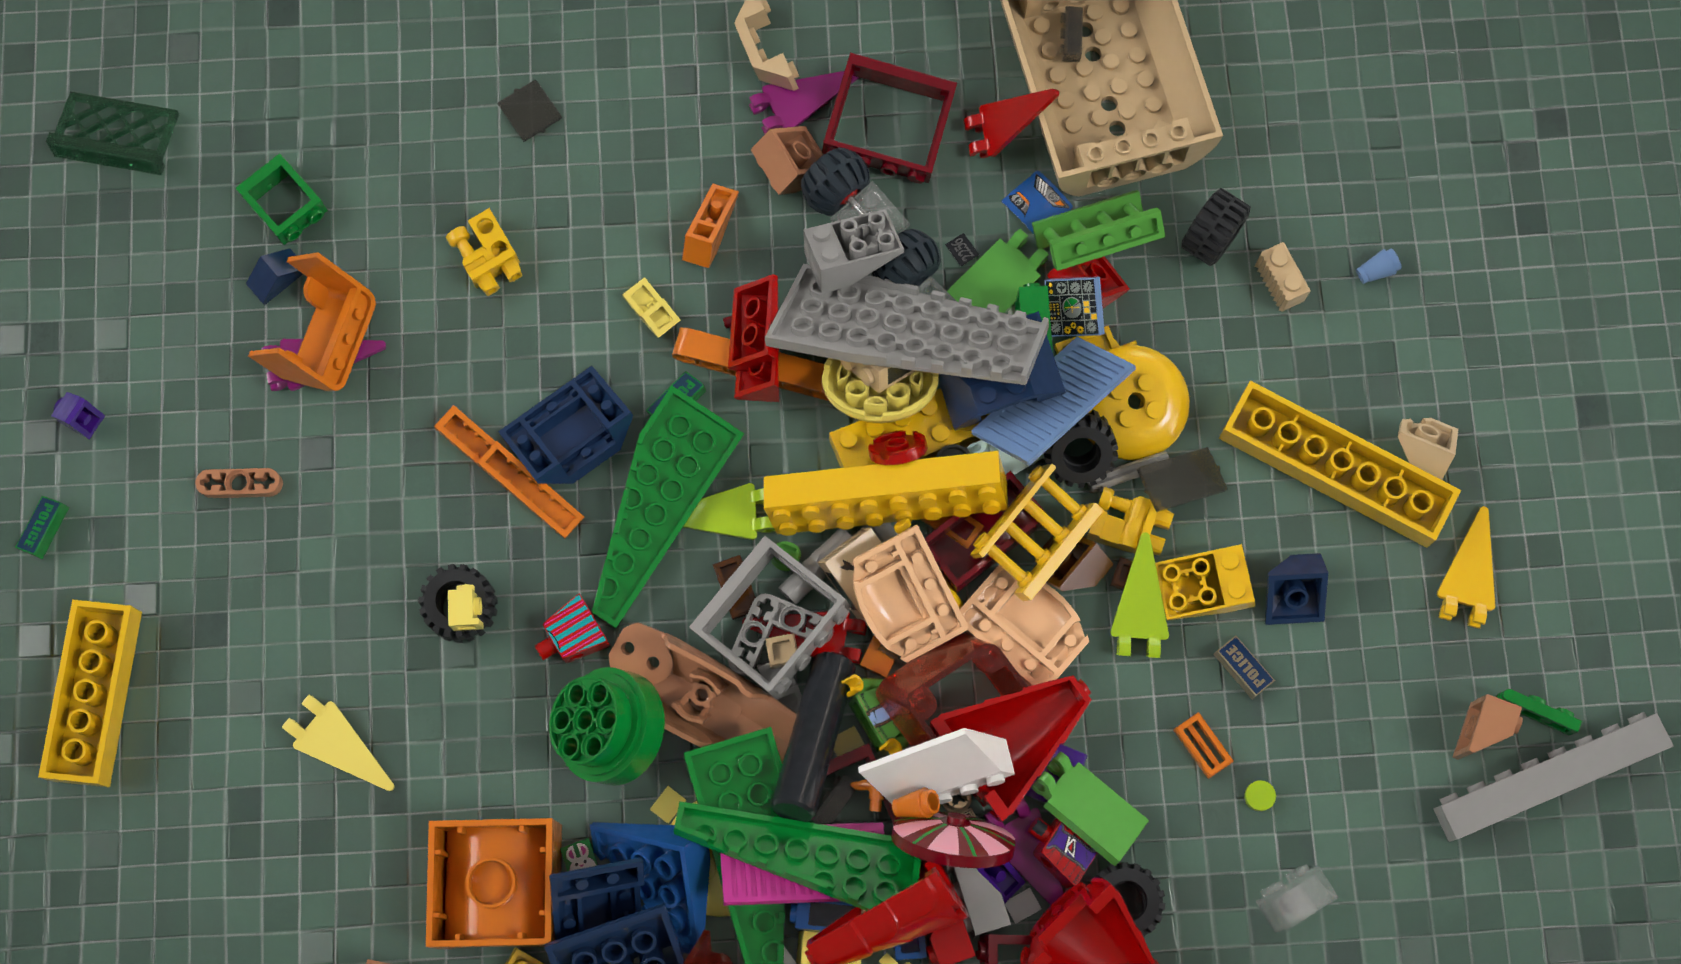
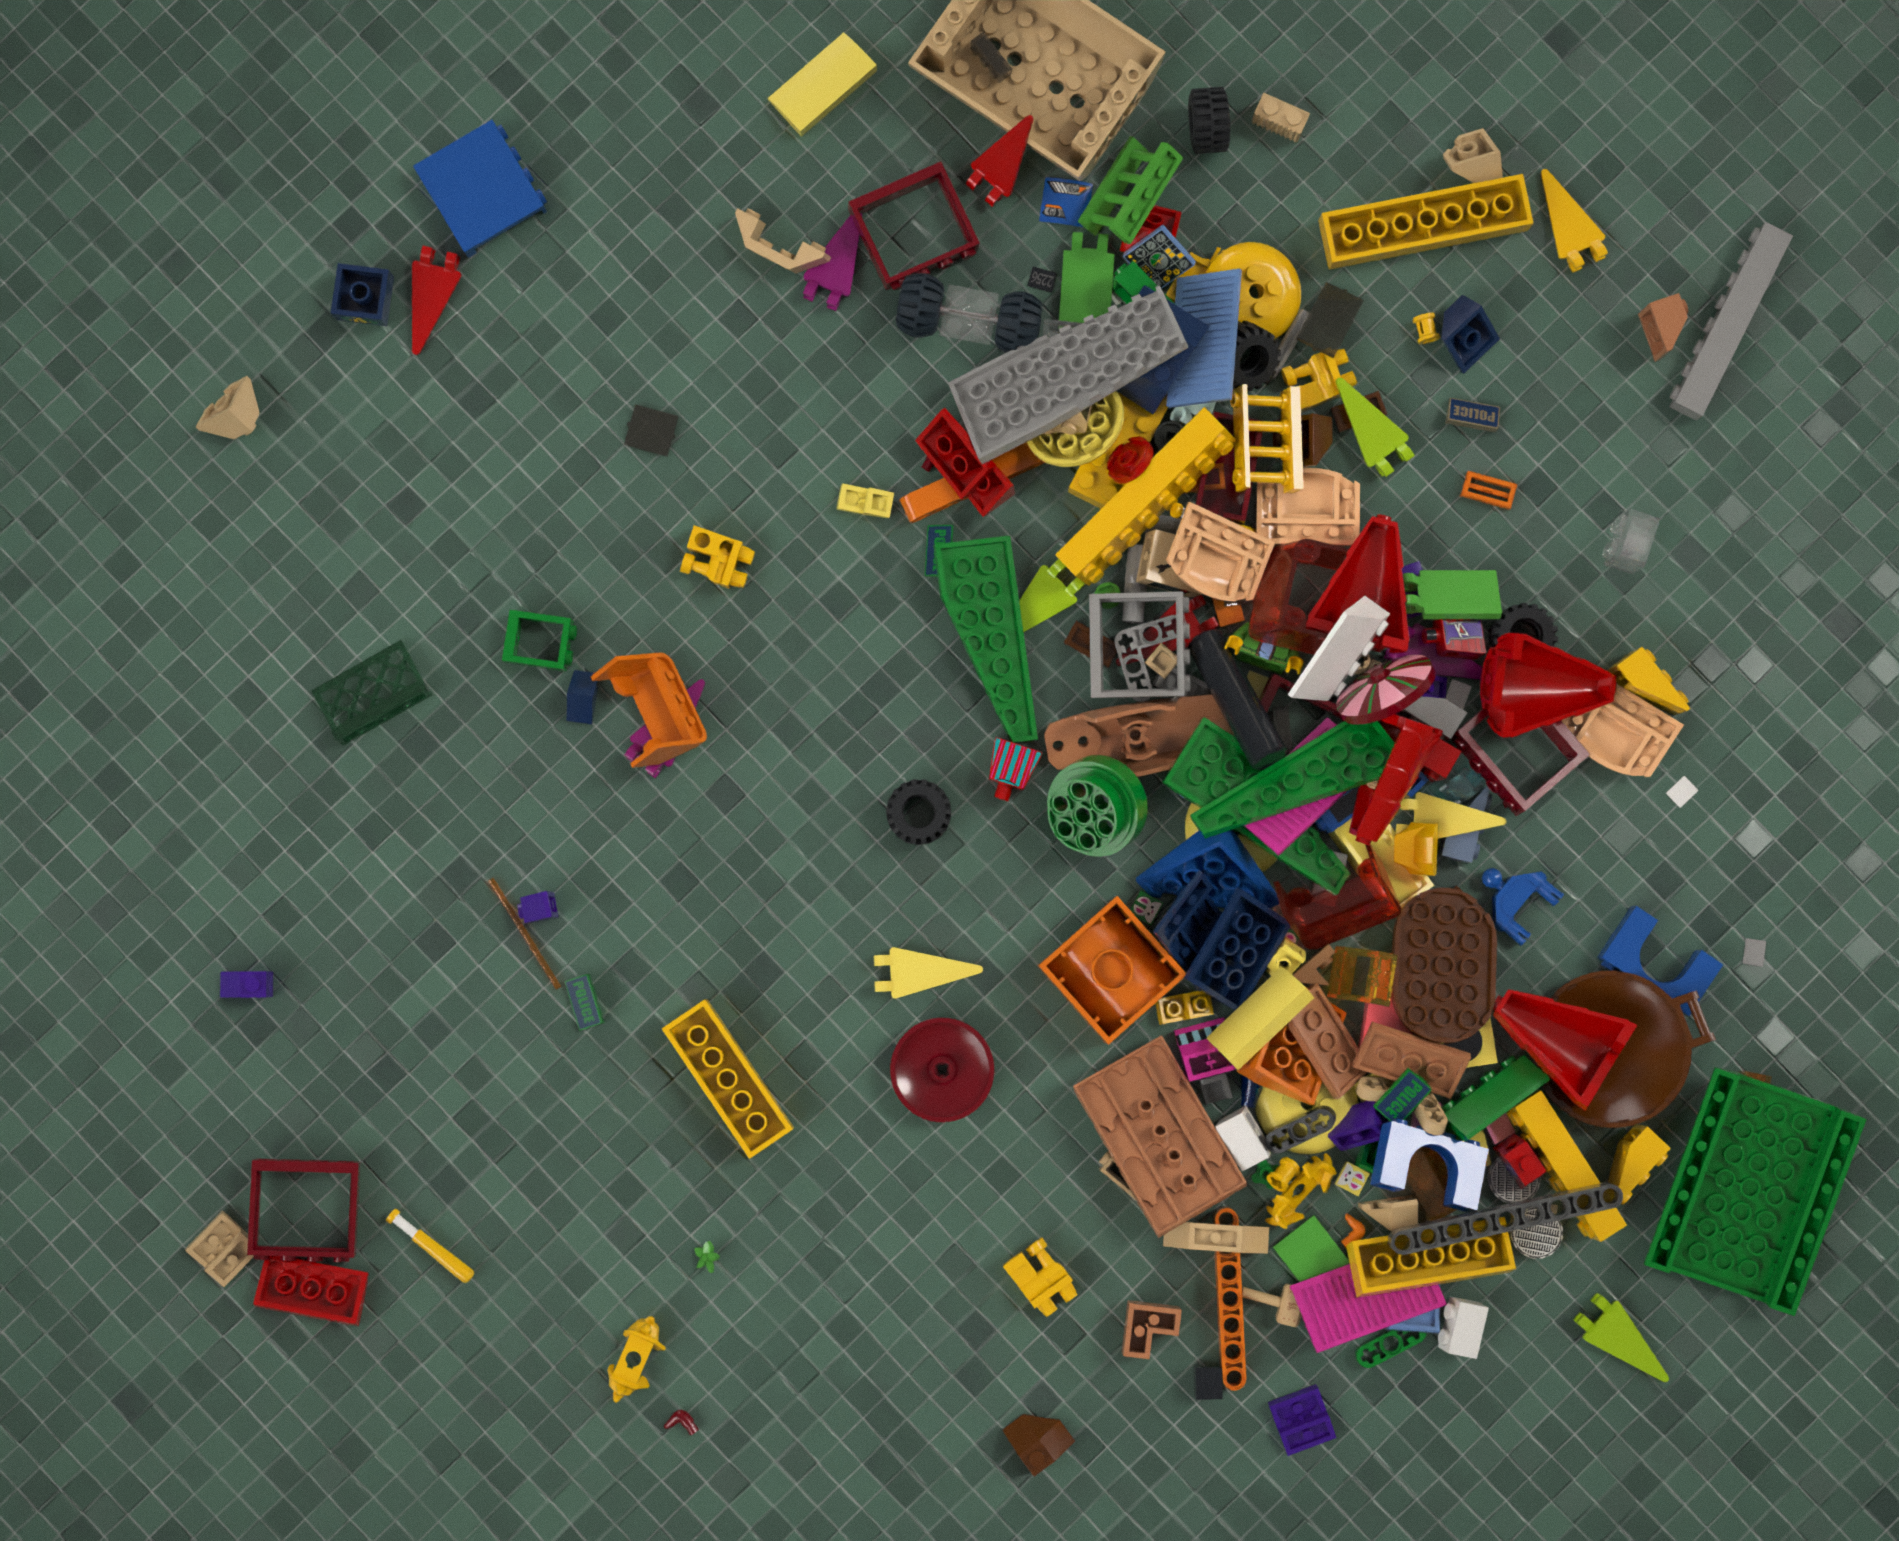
camera: 40 degrees left, 10 degrees up
(48, 430) = (524, 933): none -> clear orange axle
(218, 475) = (702, 841): nougat beam -> none
(247, 840) = (939, 1095): none -> dark red dish
(464, 608) = (934, 810): light yellow brick -> none
(508, 471) = (869, 696): orange slope -> none
(570, 430) = (887, 632): dark blue slope -> none
(667, 804) = (1172, 825): light yellow sticker -> none
(709, 226) = (855, 408): orange slope -> none
(786, 157) = (869, 313): nougat slope -> none
(850, 249) = (978, 346): light grey slope -> none
(874, 795) = (1308, 705): orange animal -> none
(918, 804) = (1344, 686): orange cone -> none
(1205, 583) = (1403, 379): yellow slope -> none
(1260, 795) = (1552, 492): lime tile -> none
(1263, 556) = (1426, 328): none -> yellow bush
(1379, 266) = (1339, 54): medium blue cone -> none
(1535, 709) = (1684, 283): green hinge -> none

